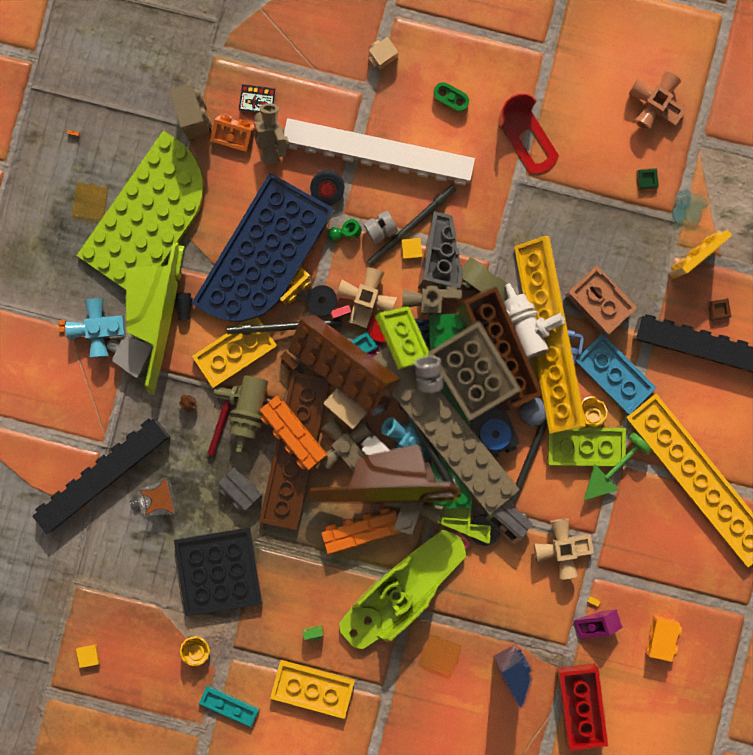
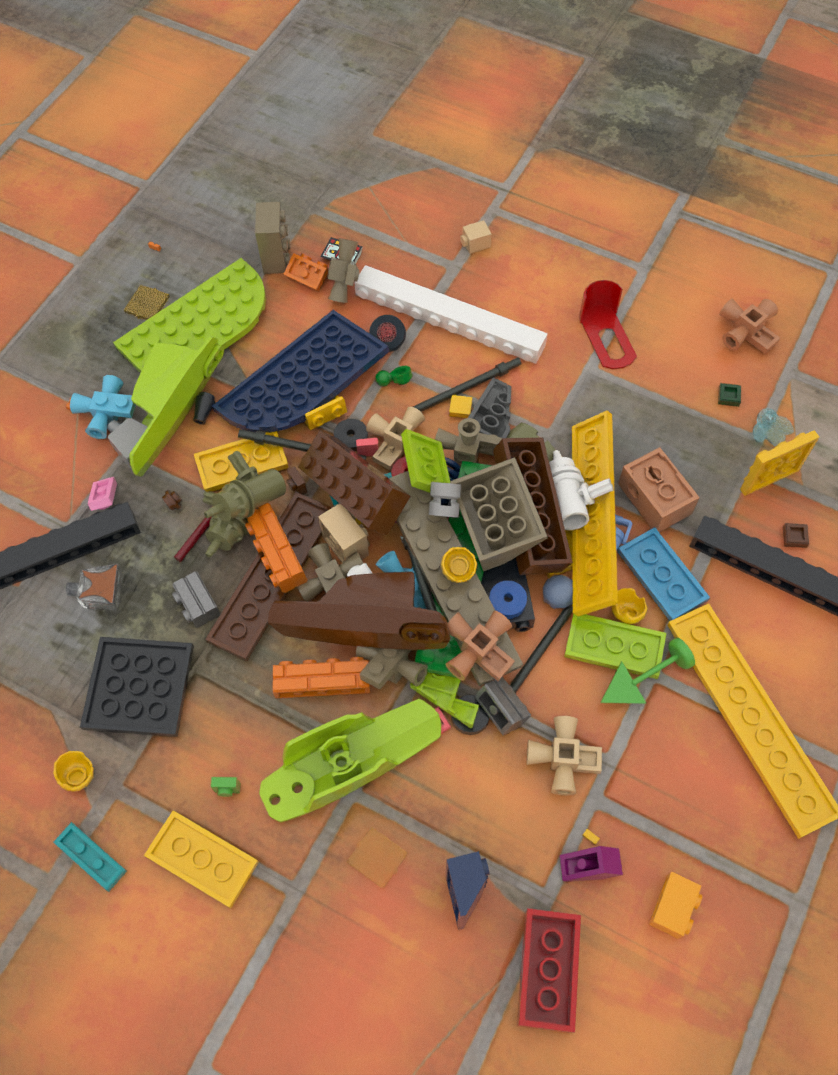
camera: 15 degrees right, 25 degrees down
(127, 414) = (102, 494): none -> bright pink plate
(254, 404) = (247, 492): none -> olive piece
(374, 230) = (432, 377): light grey wheel -> none
(452, 95) = (536, 285): green plate -> none
(452, 427) = (458, 564): none -> yellow hair
(484, 491) = (480, 646): none -> nougat brick

